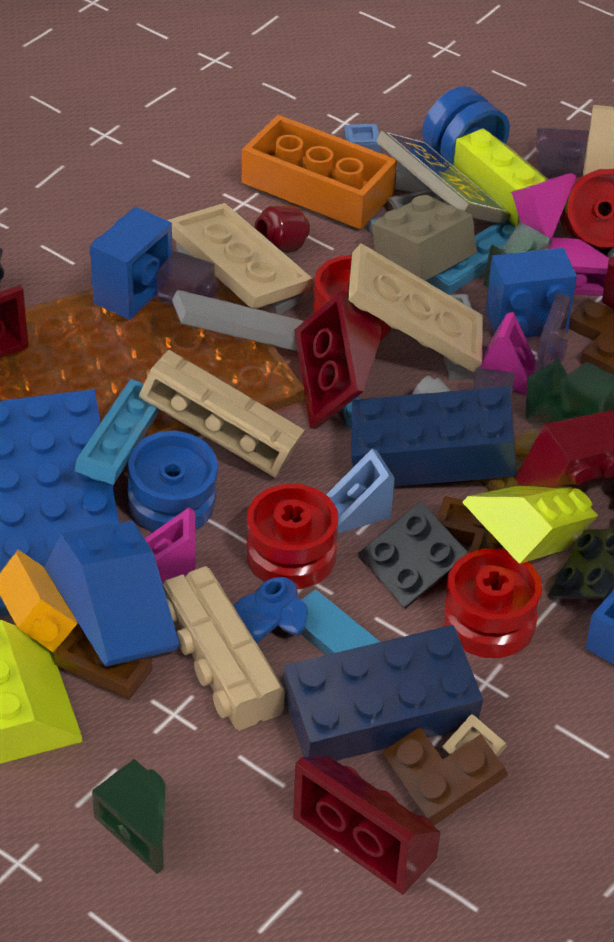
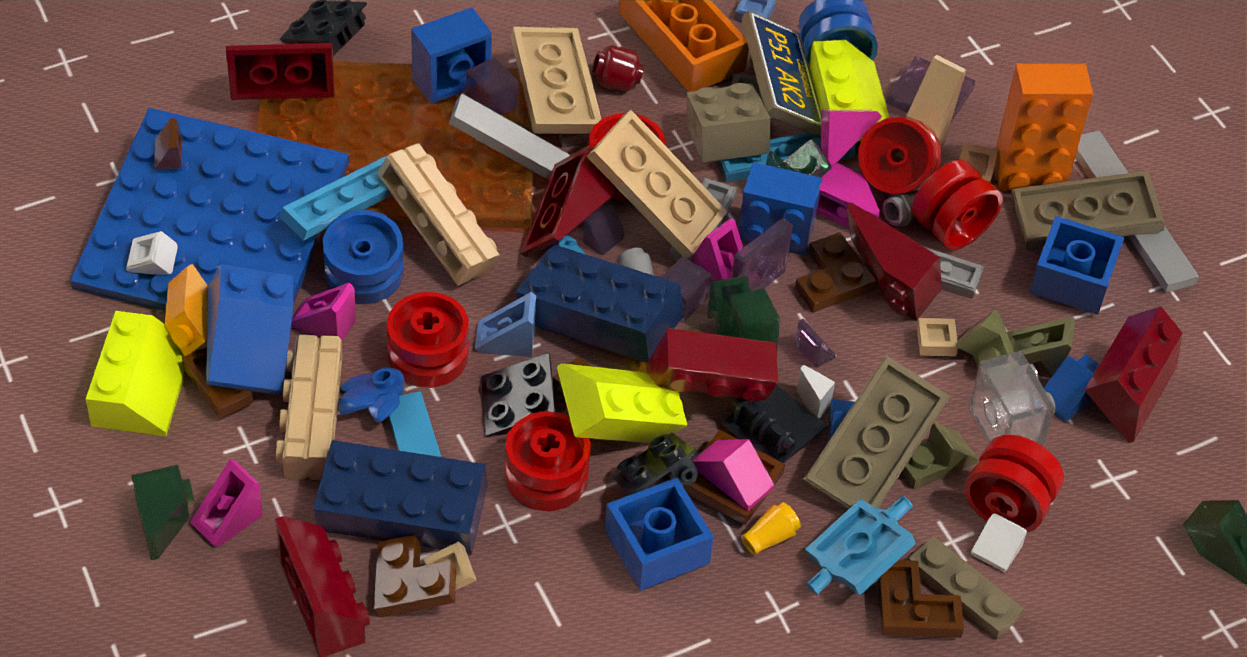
camera: 25 degrees right, 5 degrees up
(209, 778) = (229, 505): none -> dark pink slope
(380, 378) = (603, 229): none -> clear purple slope

